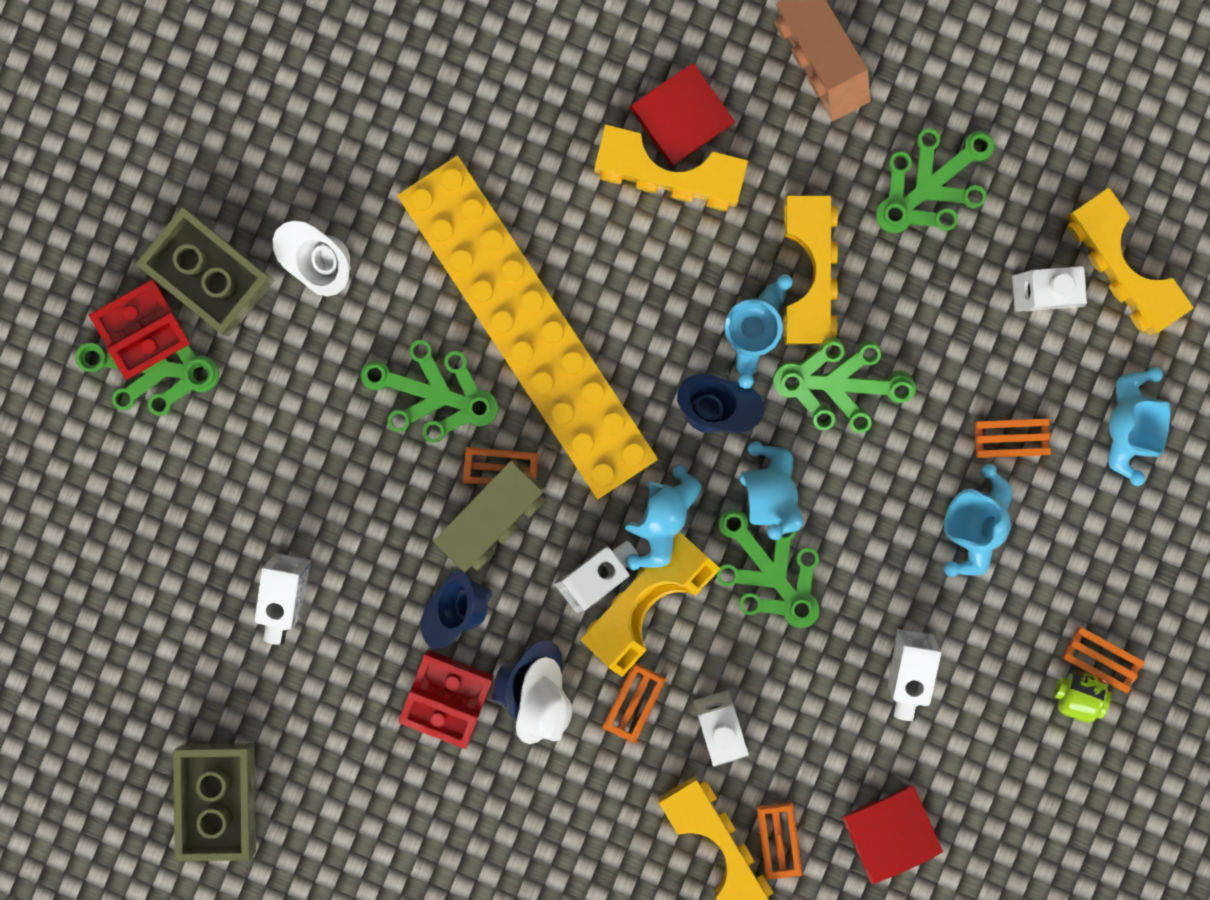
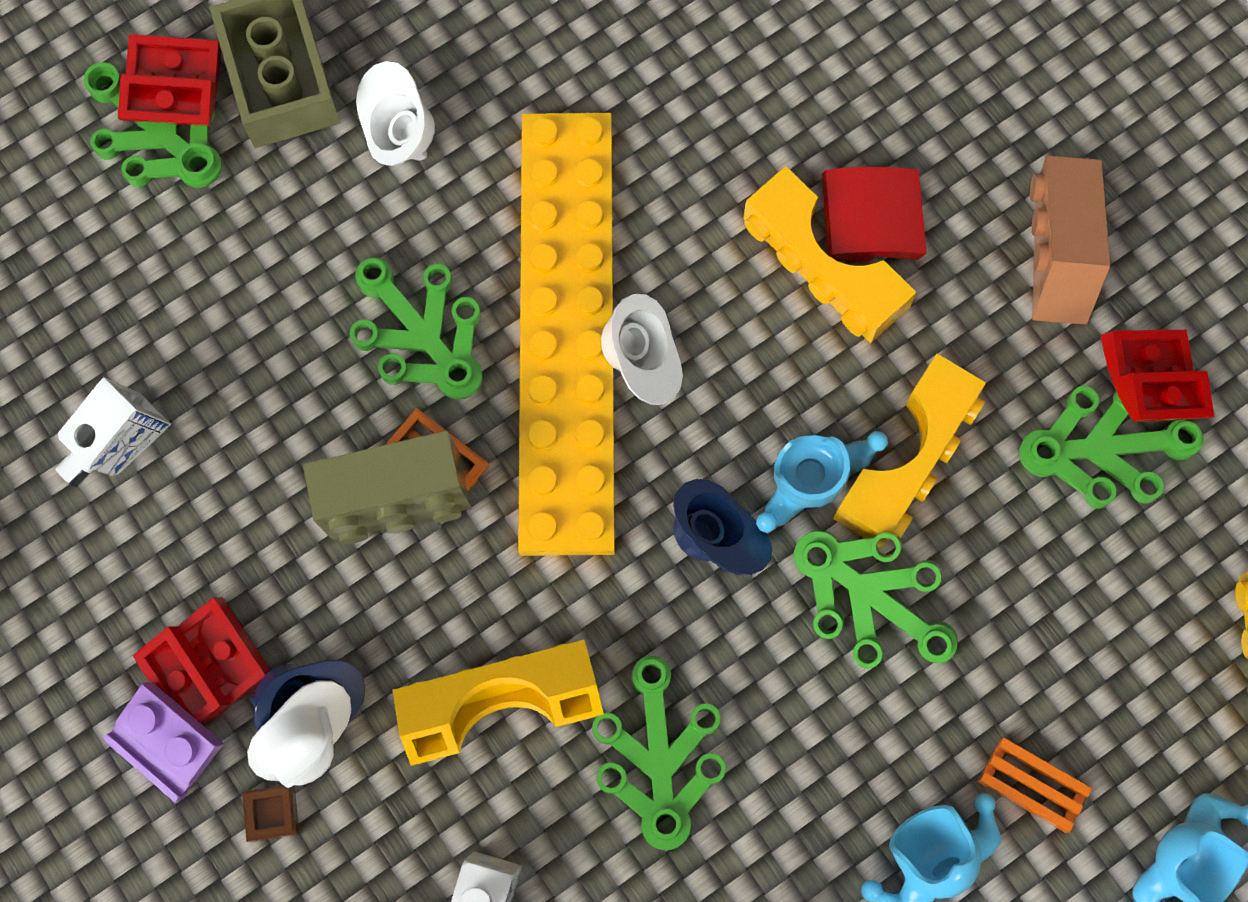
camera: 30 degrees right, 15 degrees down
(454, 608) = (282, 569): dark blue piece -> none
(456, 761) = (163, 741): none -> plate
(552, 760) = (270, 813): none -> reddish brown tile
(585, 586) = (438, 633): white torso -> none
(592, 315) = (643, 349): none -> white piece
(647, 675) = (369, 830): orange tile -> none
(663, 518) = (575, 613): medium azure piece -> none
(773, 492) = (718, 663): medium azure piece -> none
(938, 116) = (1157, 375): none -> red slope
(1049, 289) = (1181, 639): white torso -> none

